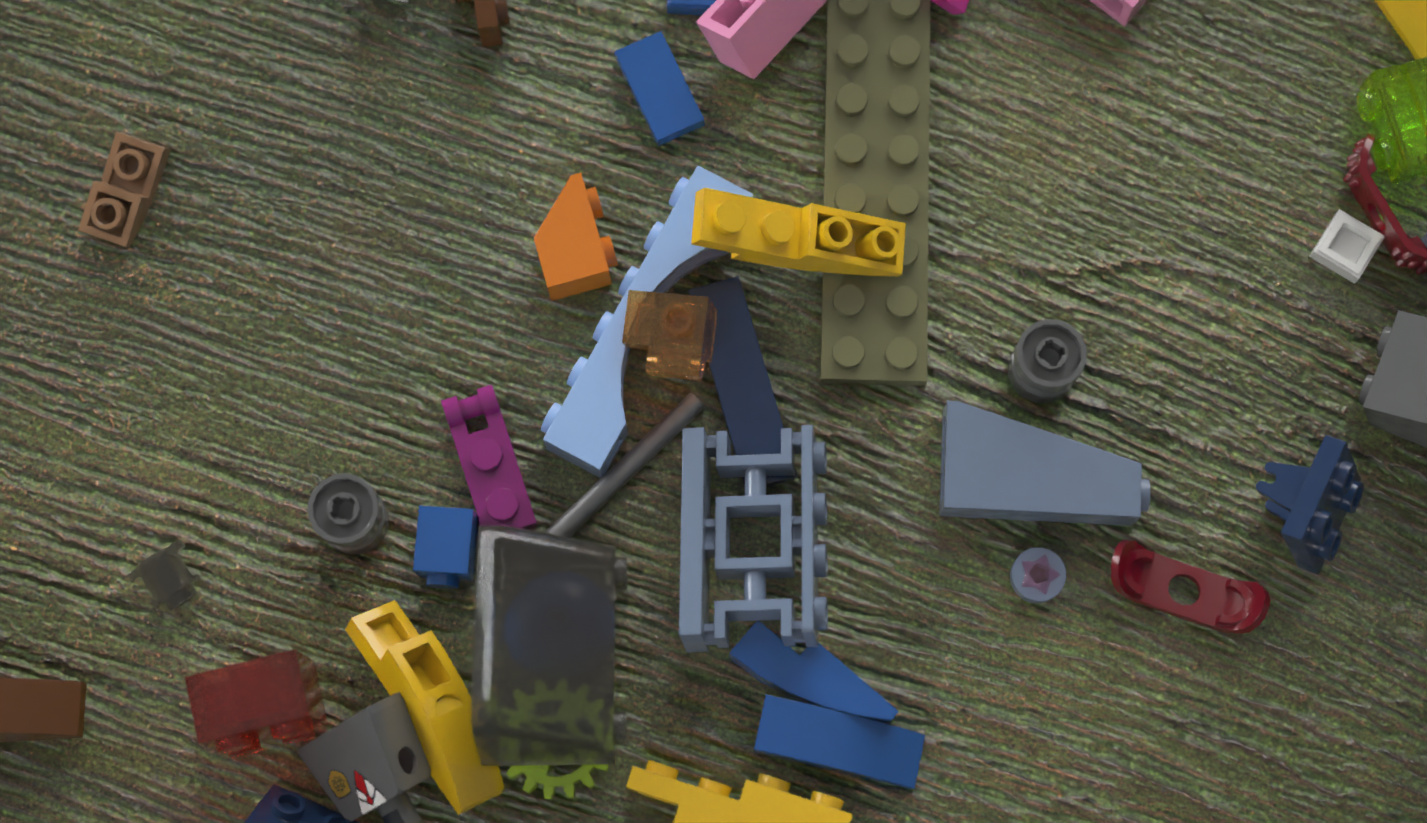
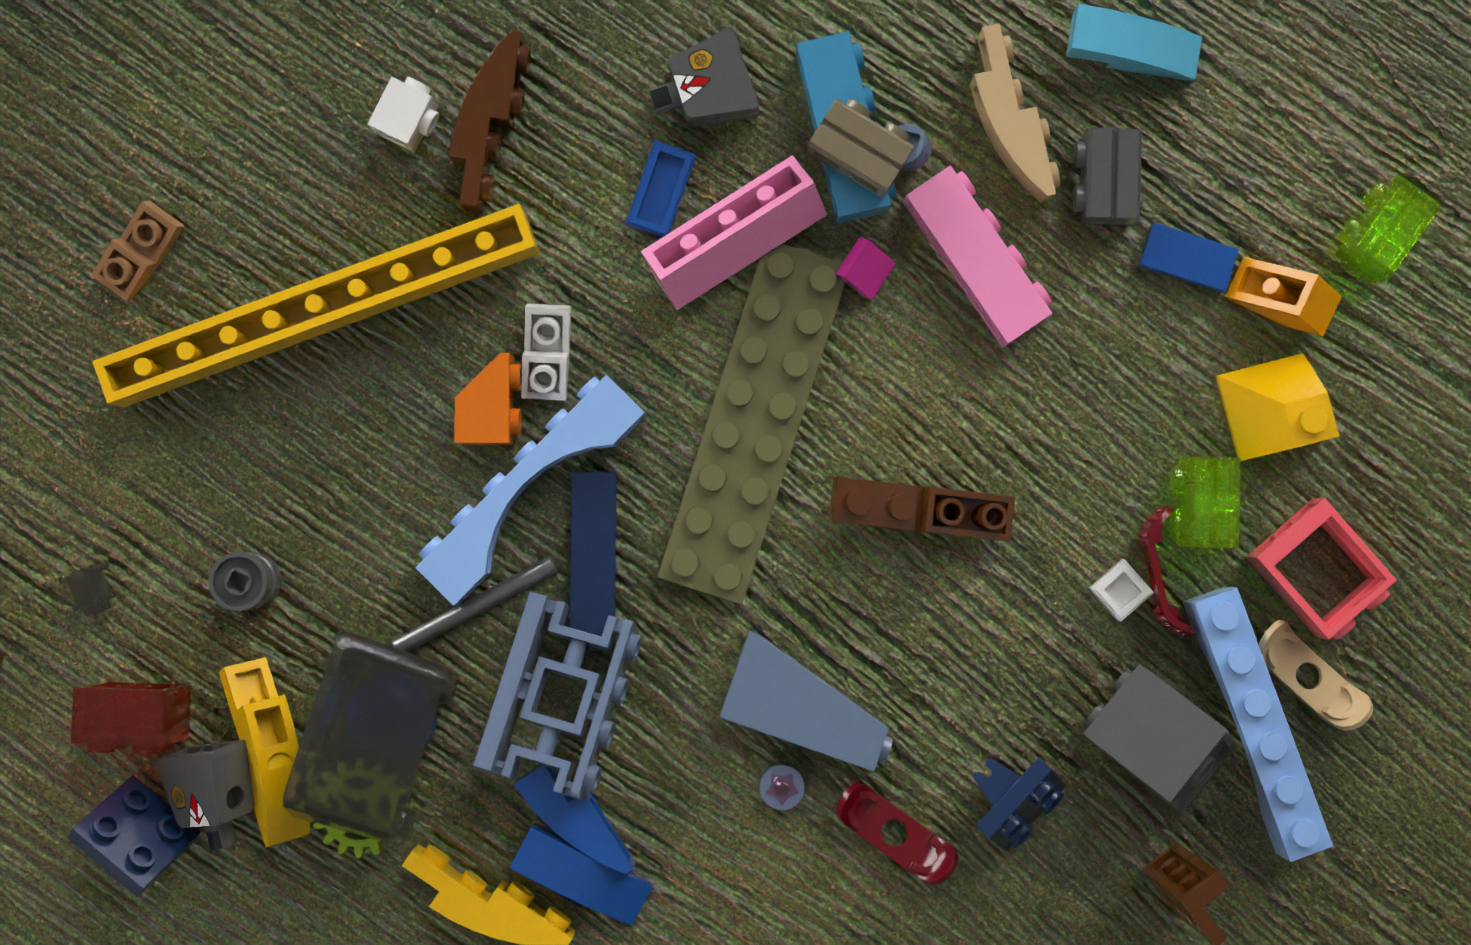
camera: 20 degrees right, 10 degrees up
(347, 186) = (316, 307): none -> yellow brick
(445, 546) = (315, 627): blue brick -> none
(489, 461) = (372, 568): magenta plate -> none
(619, 169) = (546, 352): none -> white slope
(659, 88) = (599, 291): blue tile -> none
(673, 330) = (545, 512): clear orange brick -> none
(796, 237) = (668, 460): yellow slope -> none
(1047, 361) = (842, 620): dark grey wheel -> none
(1096, 218) = (921, 509): none -> reddish brown slope

